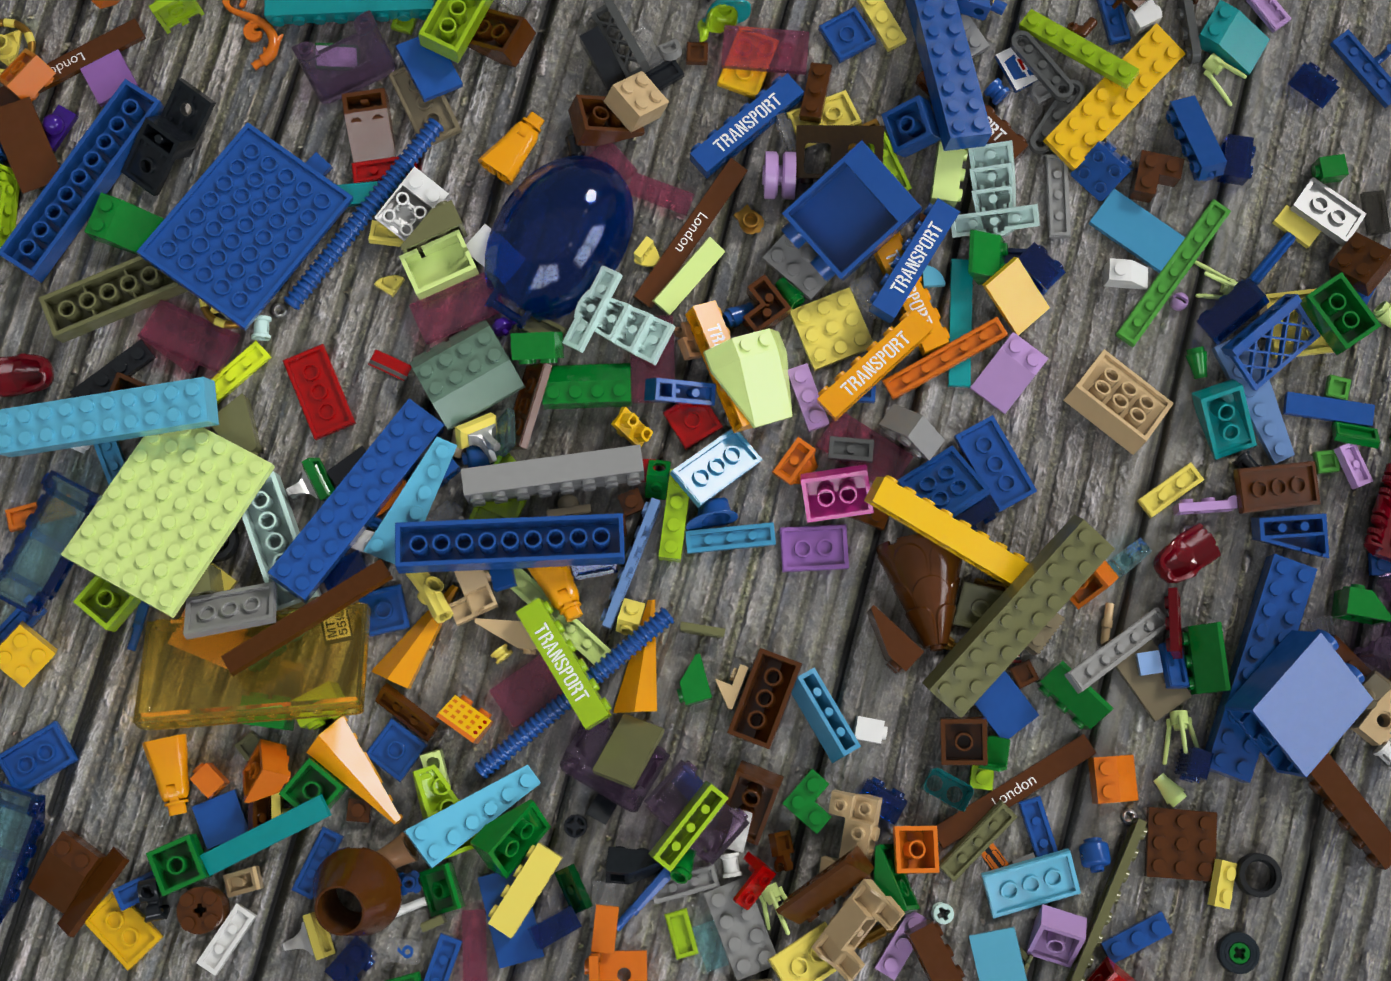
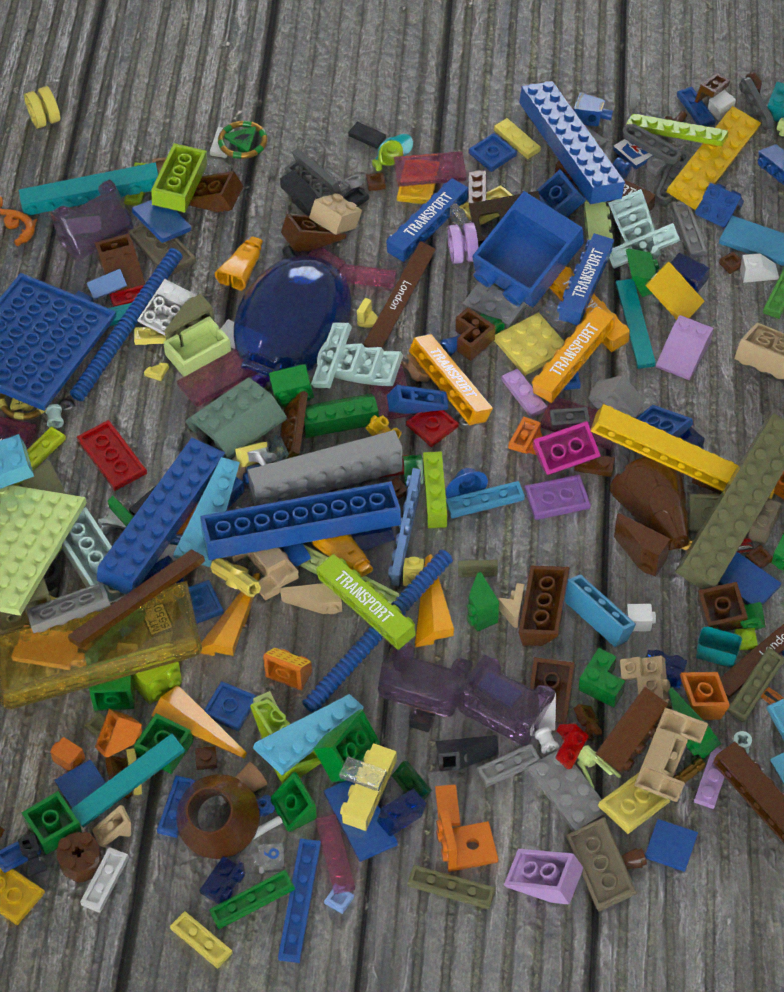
camera: 10 degrees left, 25 degrees down
(170, 769) = (29, 750): light orange piece -> none
(311, 938) = (182, 862): light yellow piece -> none
(349, 152) = (107, 284): none -> medium blue tile
(390, 365) = (168, 427): red sticker -> none
(407, 712) = (234, 672): reddish brown plate -> none
(433, 922) = (291, 831): olive tile -> none
(501, 654) = (308, 615): light yellow bush -> none
(518, 884) = (363, 773): none -> clear plate
(526, 691) = (336, 638): clear pink tile -> none
(575, 823) = (402, 729): black wheel -> none
(628, 751) = (436, 664): olive tile -> none
(649, 892) = (480, 773): blue piece -> none
(681, 933) = (516, 804): lime tile -> none
(683, 870) = (505, 747): green cone -> none
(688, 276) = (405, 324): yellowish green tile -> none
(688, 826) = (502, 703): lime brick -> none
(710, 945) = (544, 809): clear light blue tile -> none
(715, 467) = (460, 447): tile -> none
(749, 220) = (445, 281): pearl gold animal -> none
(754, 375) = (475, 376): yellowish green wedge -> none
(932, 278) = (605, 295): medium azure tile -> none
(945, 358) = (629, 346): orange tile -> none
(995, 462) = (685, 401): blue plate -> none
(1095, 256) = (730, 262): none -> reddish brown tile
(1151, 170) = (759, 198): reddish brown brick -> none

